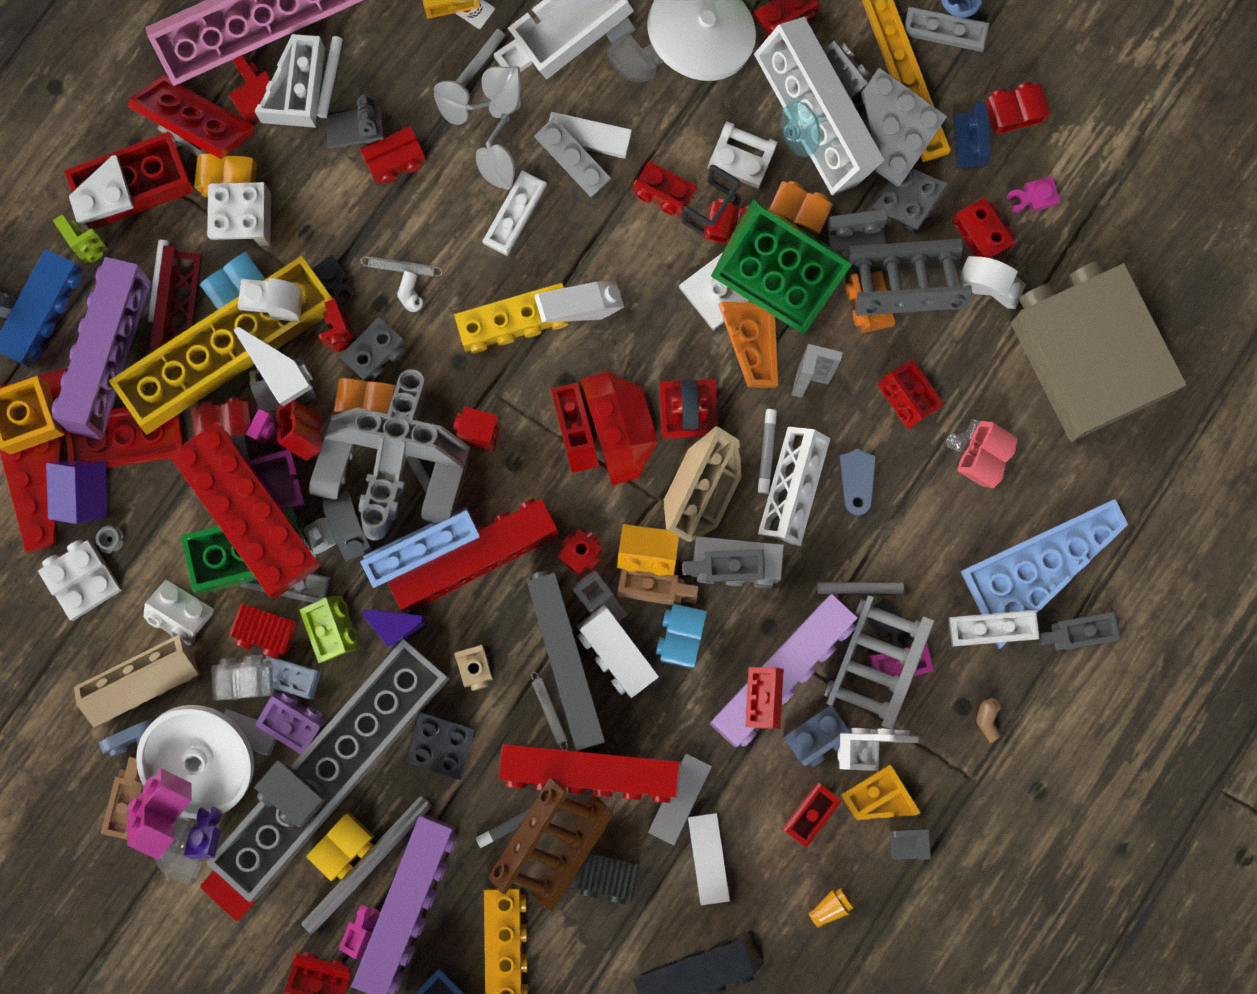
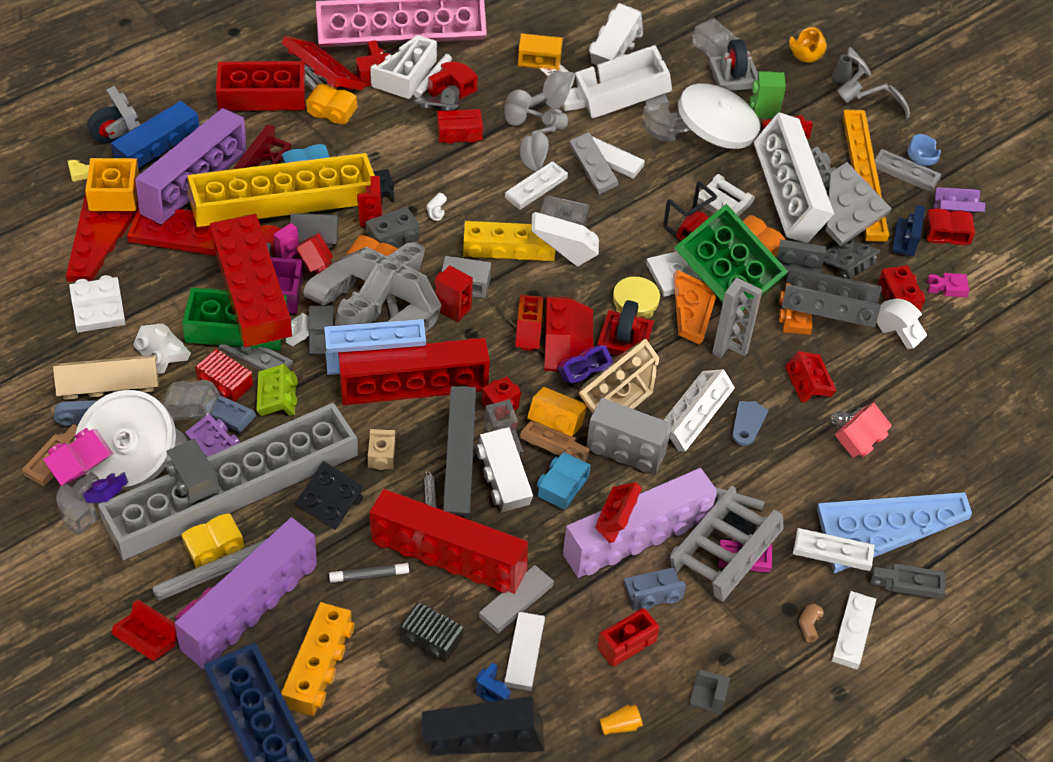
camera: 15 degrees right, 30 degrees down
(76, 491) = (127, 245): dark purple slope -> none
(86, 245) = (208, 102): lime bracket -> none
(101, 194) = (238, 78): white wing -> none
(102, 539) = (133, 286): light grey plate -> none
(226, 896) = (101, 551): red sticker -> none
(239, 212) = (334, 121): white bracket -> none
(274, 296) = (337, 157): white brick -> none
(280, 372) = (317, 201): white slope -> none
(358, 74) = (453, 74): none -> red brick
(395, 626) = (333, 389): dark purple slope -> none
(427, 271) = (421, 182): white piece -> none
(481, 389) = (477, 269): none -> light grey brick
(551, 249) = (566, 210): none -> clear brick
(569, 856) = (416, 589): reddish brown fence -> none
(655, 478) = (580, 367): none -> dark purple brick
(664, 189) = (654, 200): red bracket -> none
(684, 347) = (638, 290): none -> light yellow tile
(695, 922) = (488, 688): none -> blue bracket
(727, 566) = (618, 418): dark grey hinge -> none
(767, 451) = (679, 383): light grey bar -> none
(800, 129) = (774, 189): clear light blue dish -> none
(861, 747) = (696, 592): white bracket -> none
(880, 797) = (694, 649): light orange wing -> none
(1020, 65) = (958, 199): none -> medium lavender bracket
(1035, 712) = (854, 630): none -> white plate
(1095, 349) = (974, 386): dark tan brick -> none

